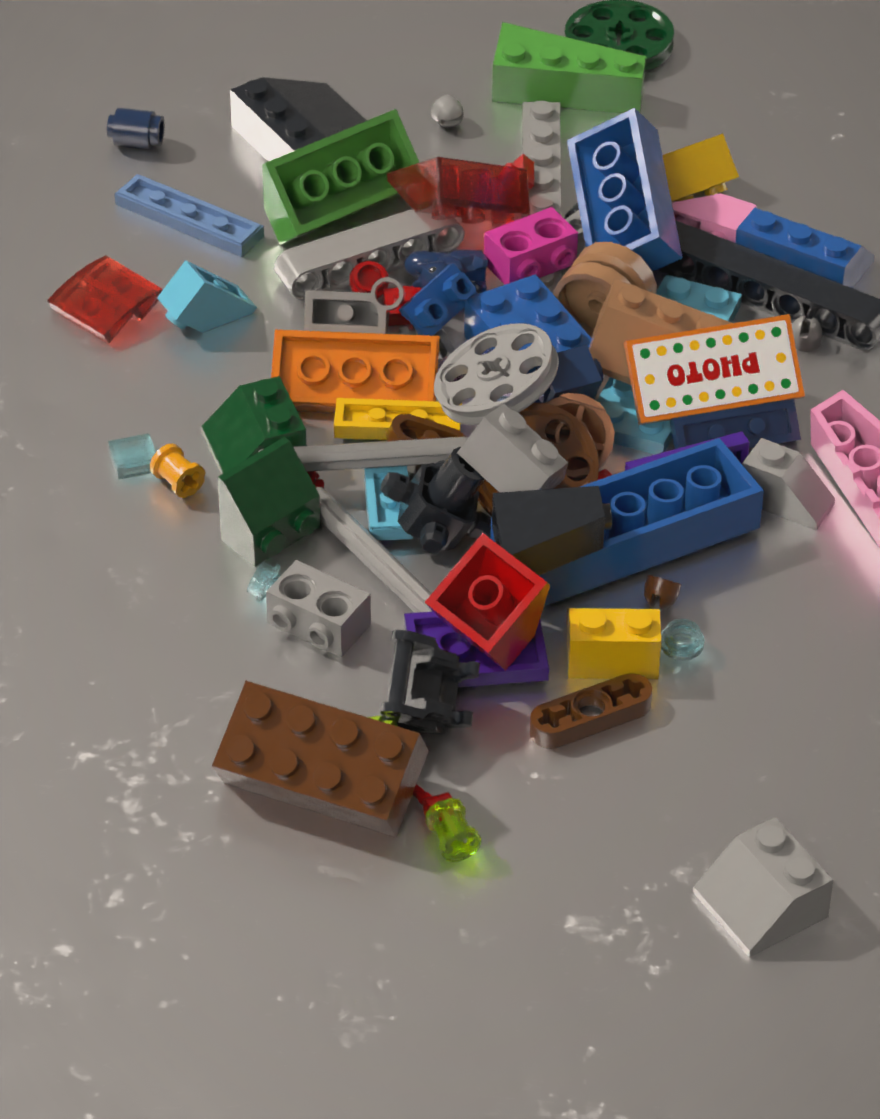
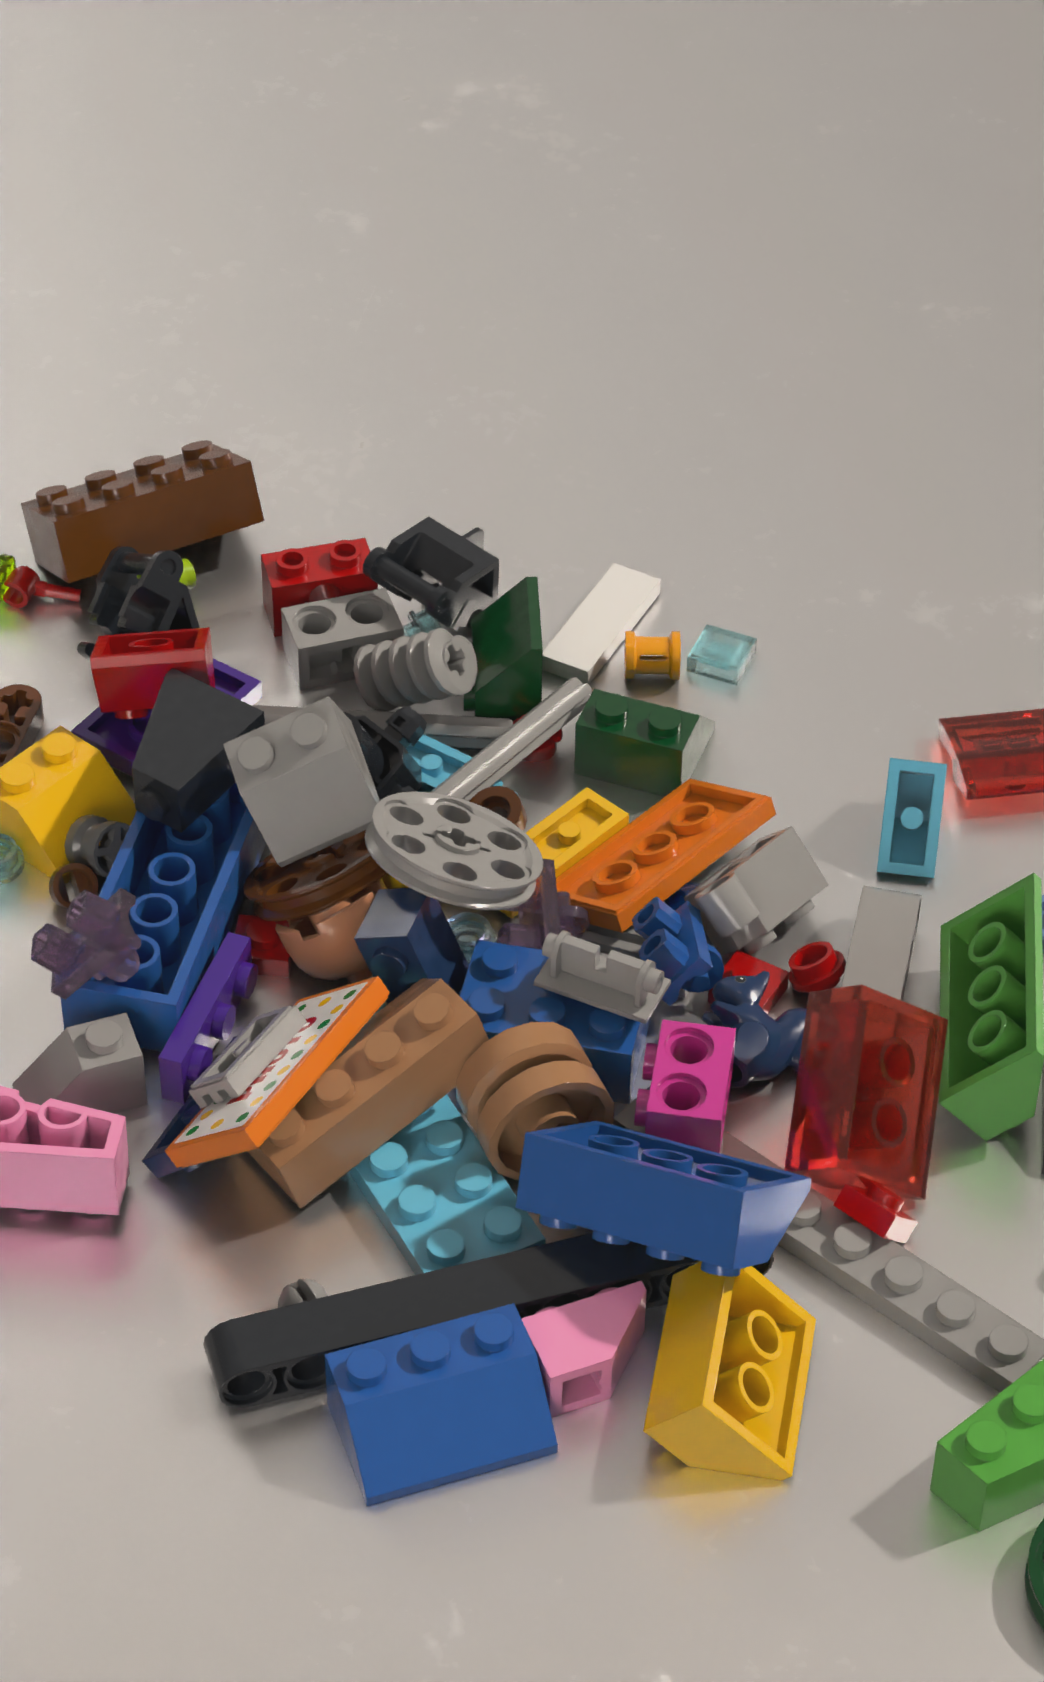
camera: 130 degrees right, 0 degrees up
(158, 520) = (600, 623): none -> white tile
(225, 563) = (439, 570): none -> black piece
(284, 644) = (312, 575): none -> red brick
(331, 530) = (415, 669): none -> light grey piece
(511, 284) = (609, 983): none -> light grey hinge
(623, 585) = (84, 839): none -> dark grey wheel
(683, 394) = (247, 1056): none -> light grey tile
(743, 455) = (97, 946): none -> clear purple hips

